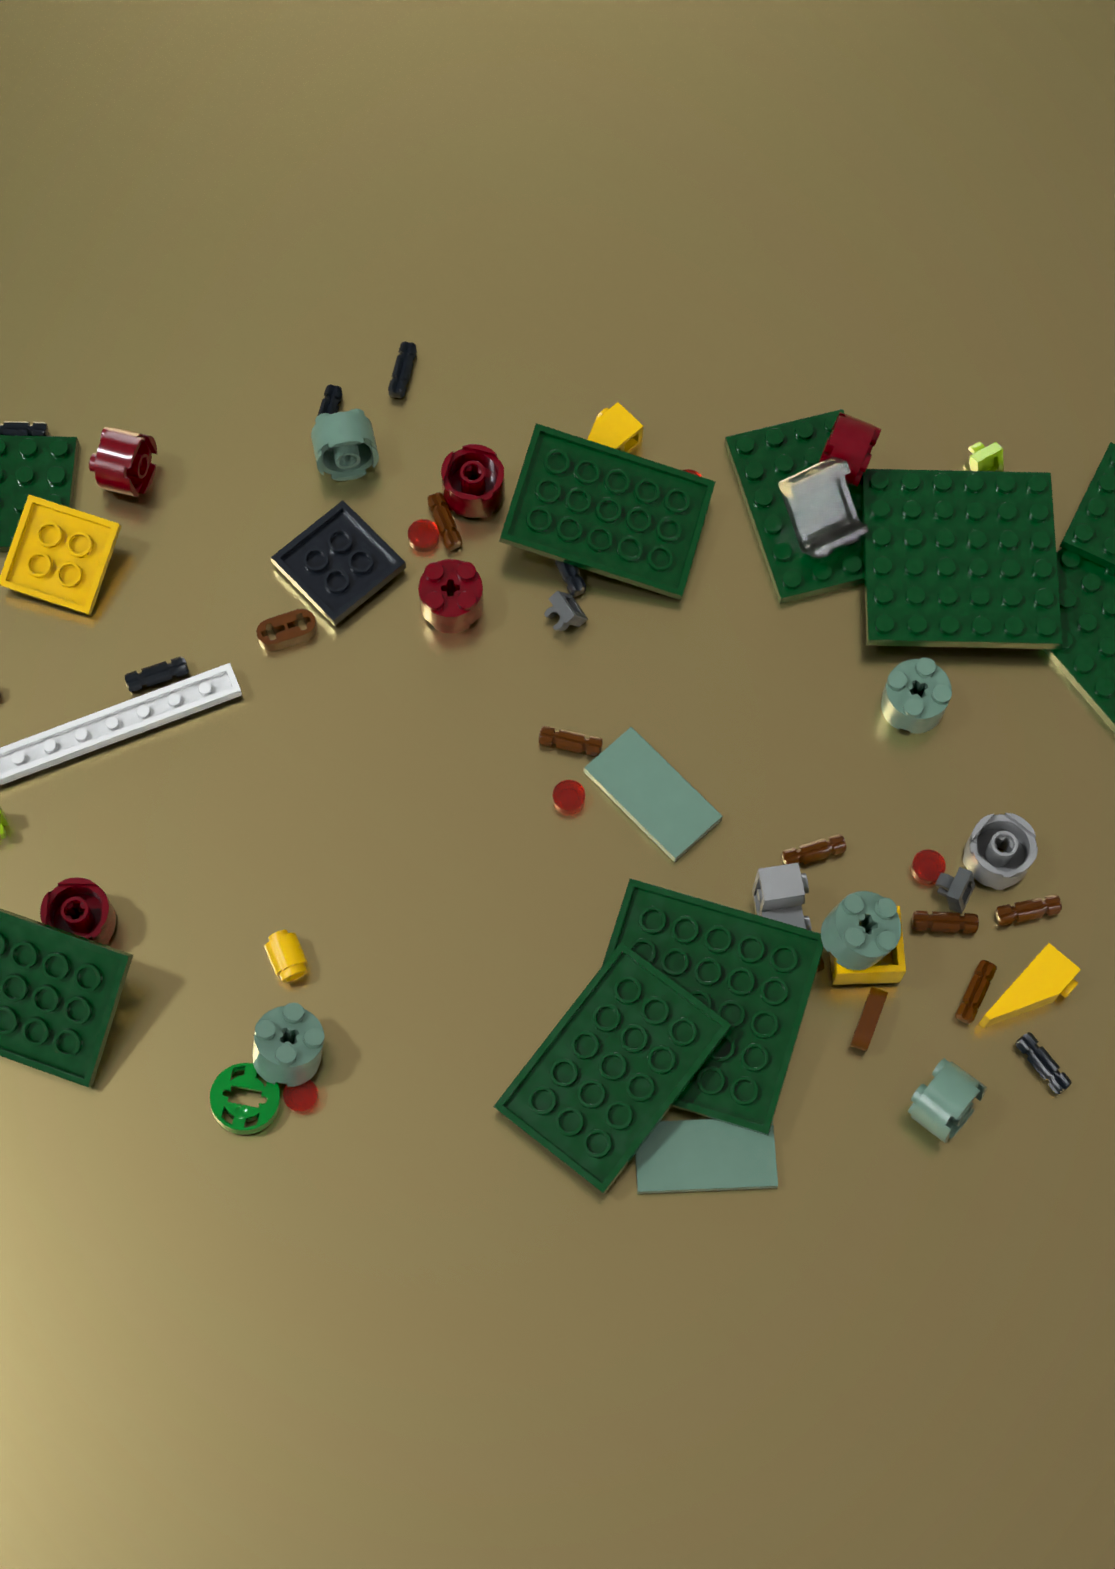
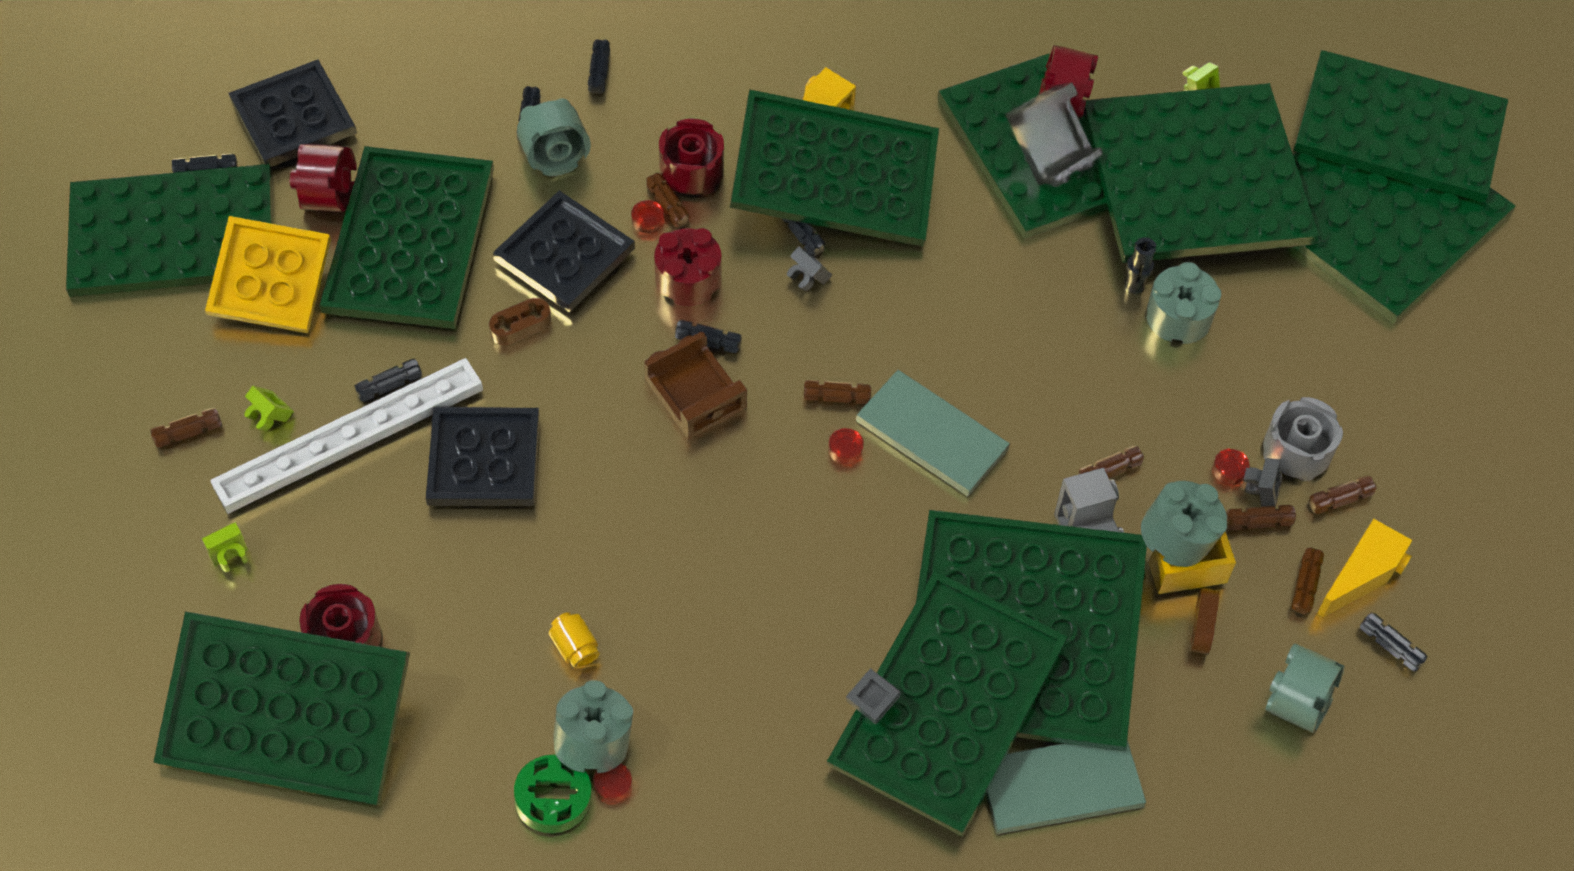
camera: 10 degrees left, 10 degrees down
(44, 686) = (269, 405): none -> lime tile
(105, 385) = (292, 111): none -> black plate
(195, 529) = (408, 237): none -> dark green plate
(231, 763) = (483, 456): none -> black plate
(437, 717) = (694, 385): none -> reddish brown panel
(459, 668) = (715, 336): none -> black axle
(542, 1056) = (873, 696): none -> dark grey tile
(881, 652) = (1140, 265): none -> black pin

